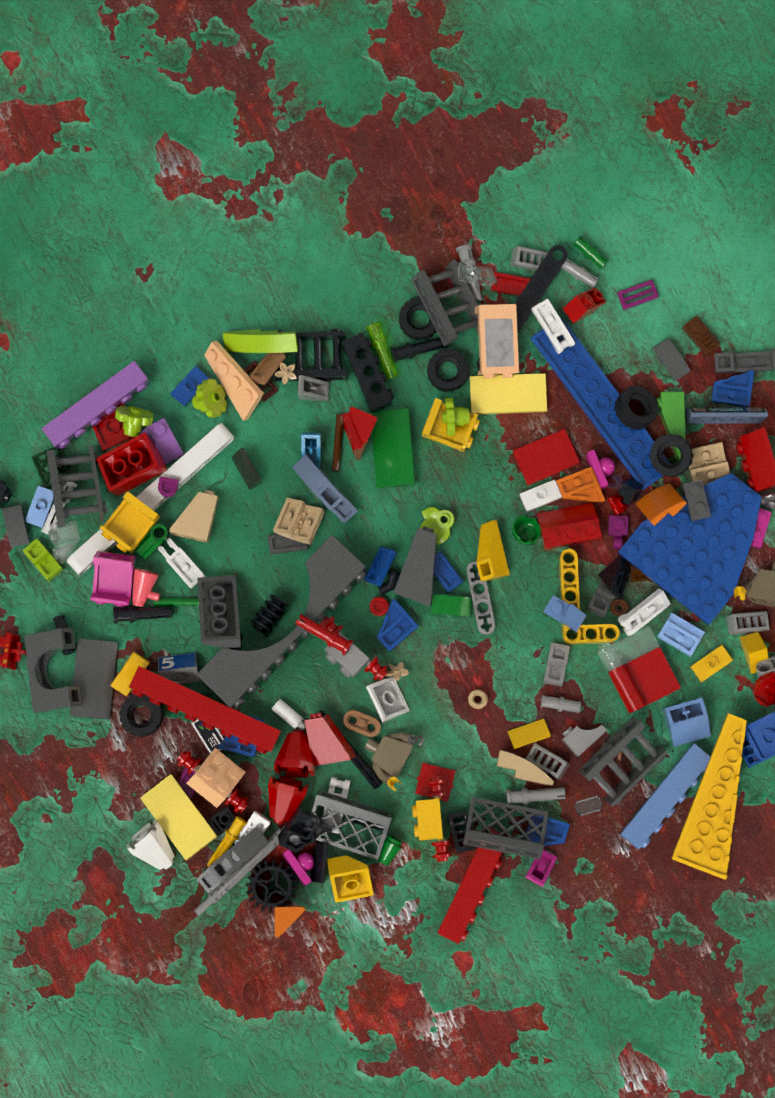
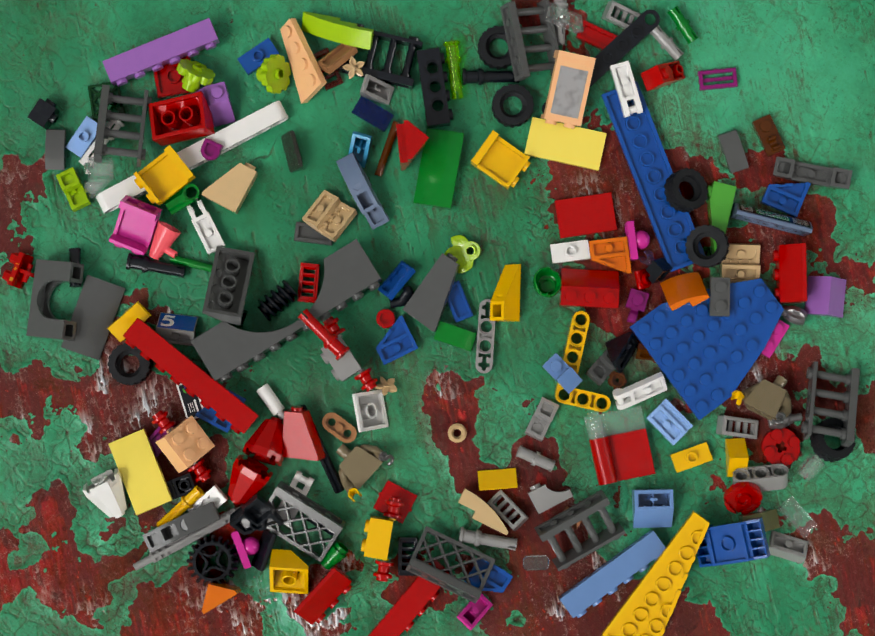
camera: 10 degrees right, 5 degrees up
(286, 575) = (310, 266): none -> red slope
(315, 413) = (372, 114): none -> clear blue plate
(390, 891) = (324, 595): none -> red slope
(454, 416) = (506, 153): lime plant -> none

